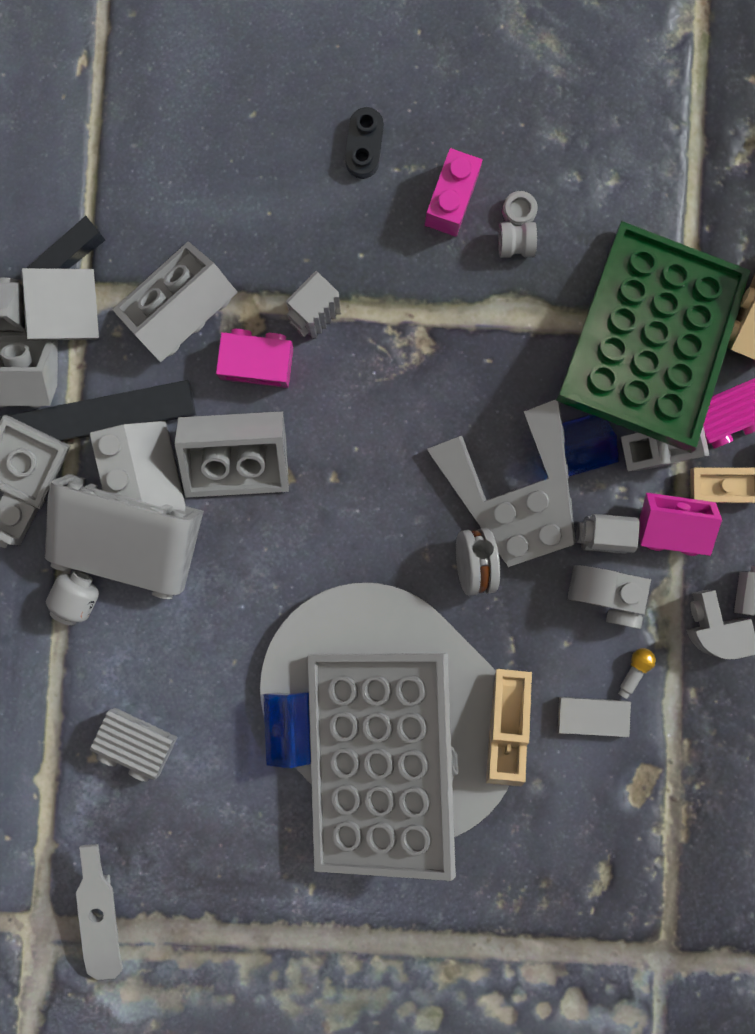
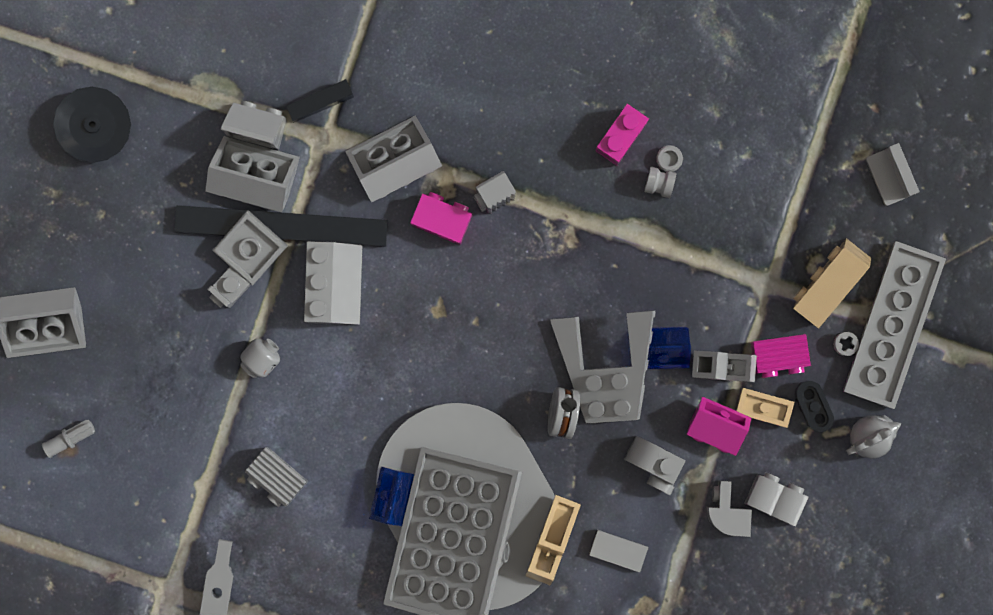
camera: 20 degrees right, 0 degrees up
(59, 304) = (309, 139): light grey tile -> none
(119, 537) = (308, 323): light grey windscreen -> none
(232, 454) = (406, 284): light grey slope -> none
(364, 141) = (567, 76): black plate -> none
(608, 533) = (664, 418): light grey brick -> none
(642, 662) = (665, 520): piece -> none
(655, 337) = (739, 283): dark green plate -> none

